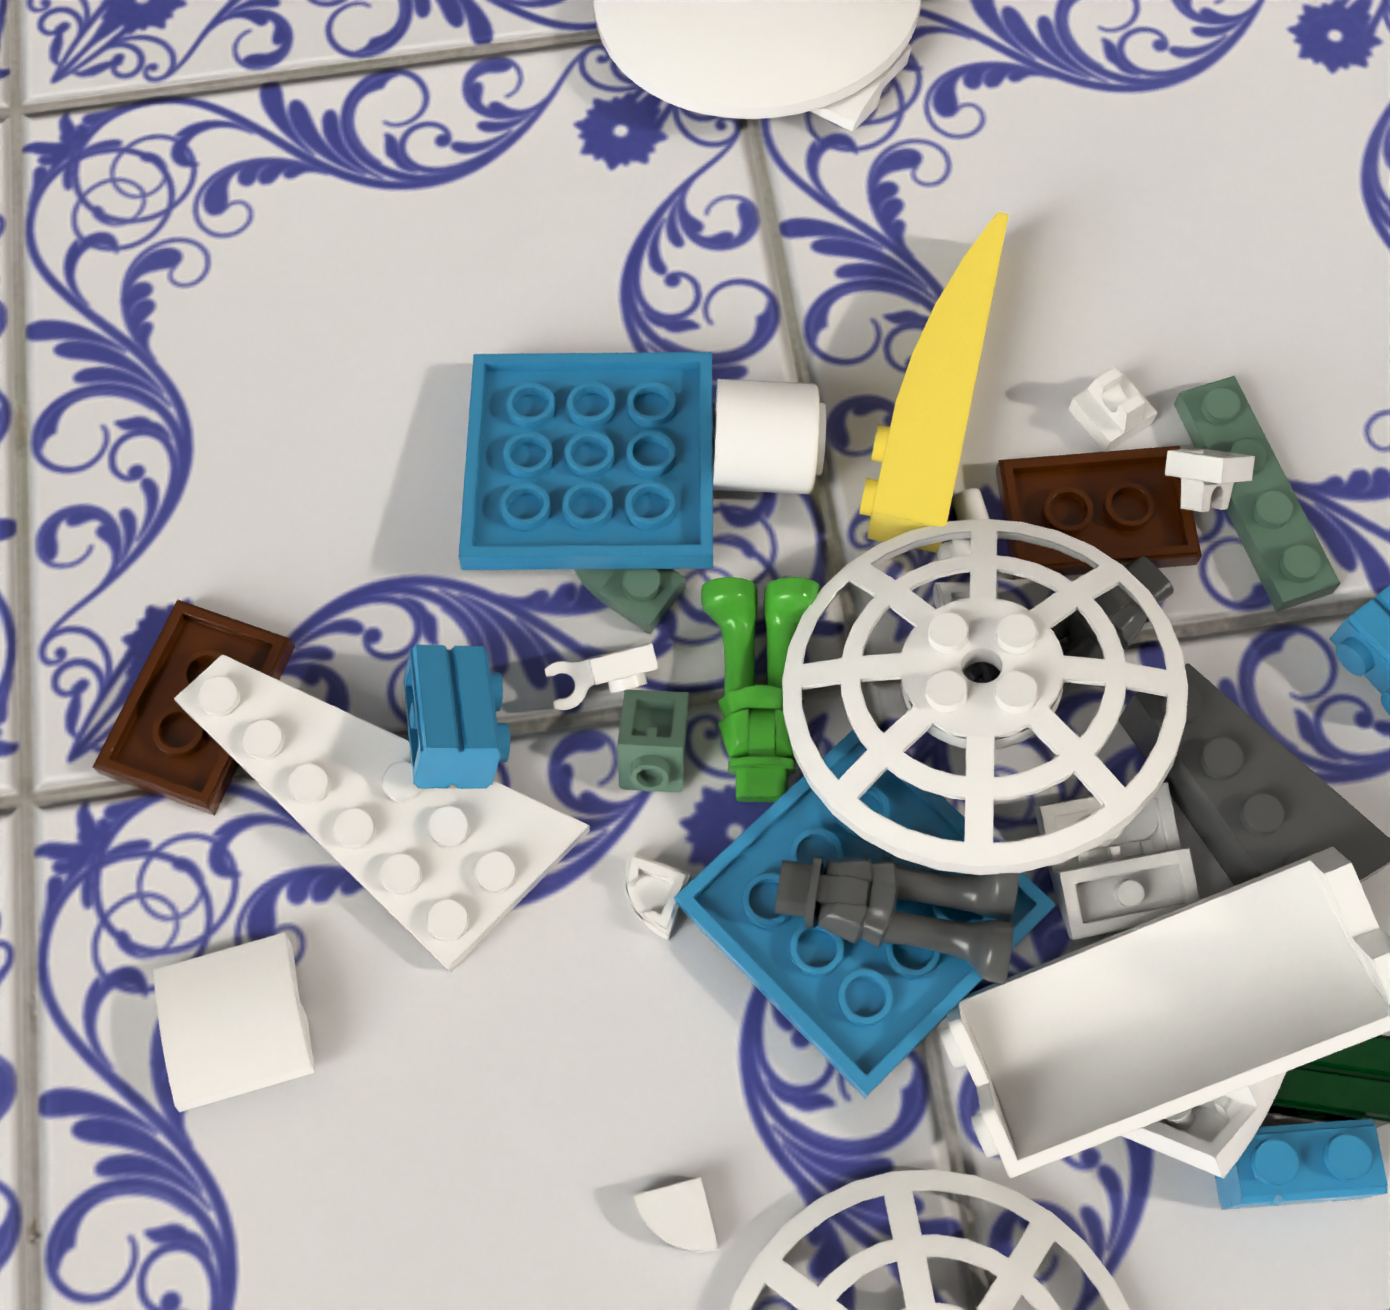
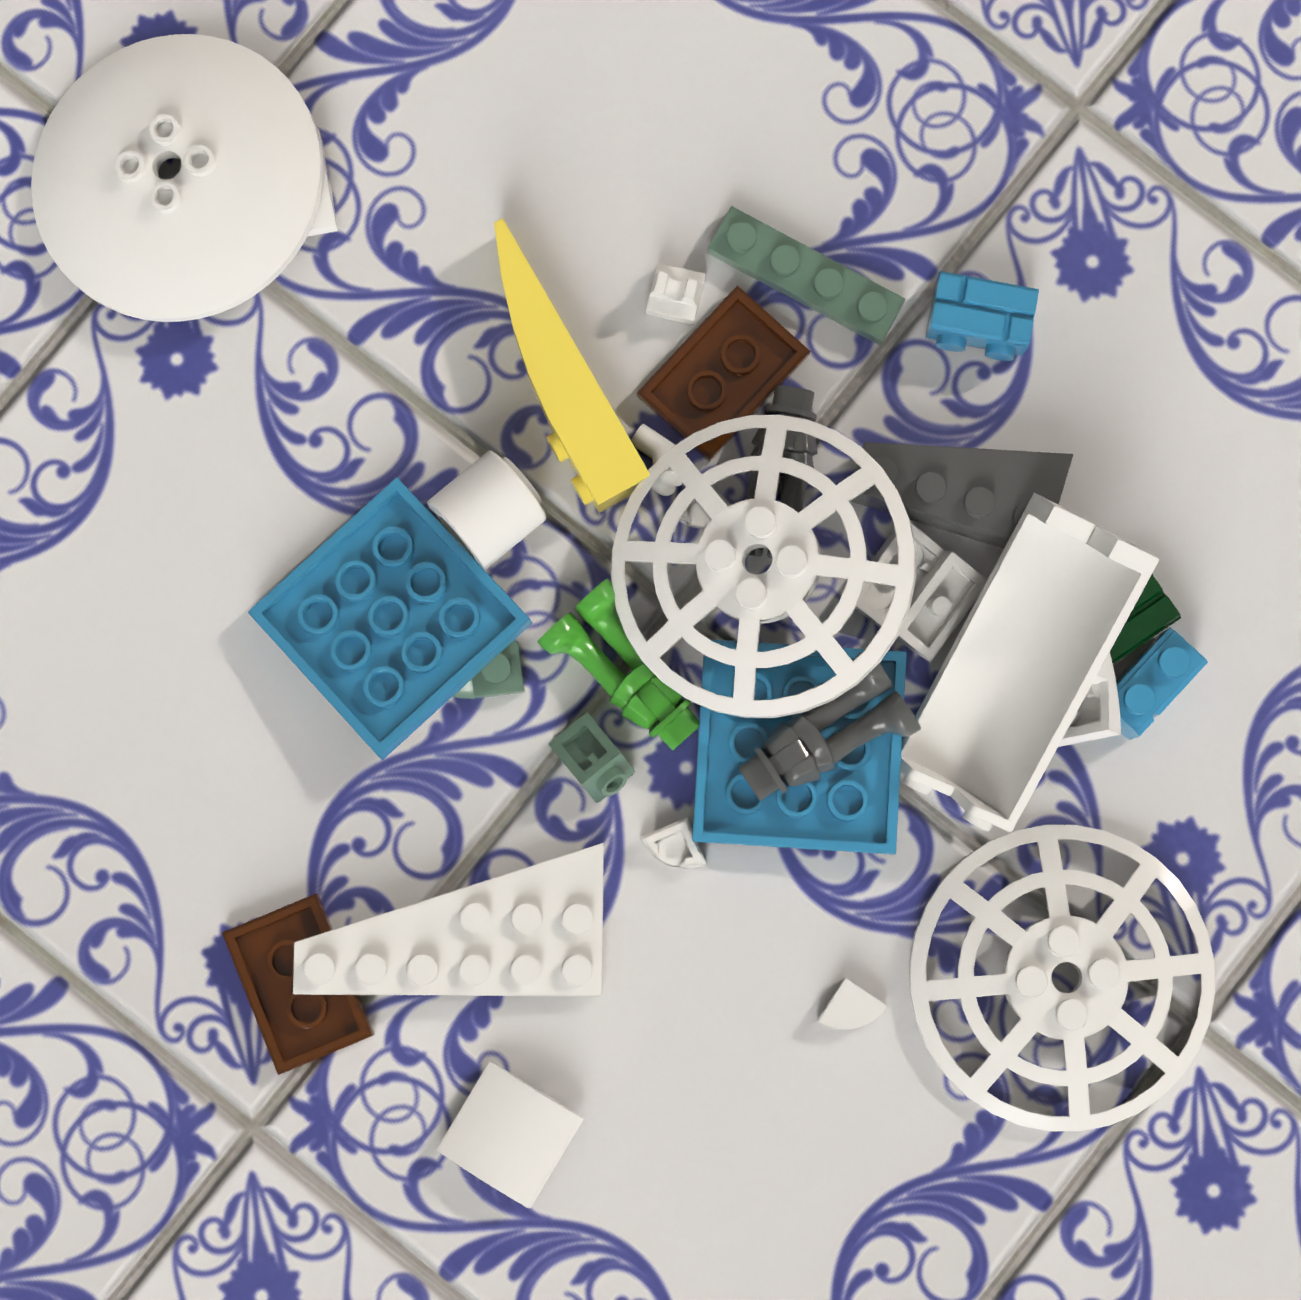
camera: 45 degrees left, 15 degrees up
(454, 717) = (469, 854): dark azure brick -> none
(620, 668) = (529, 737): white plate -> none
(1208, 476) = (773, 297): white tile -> none

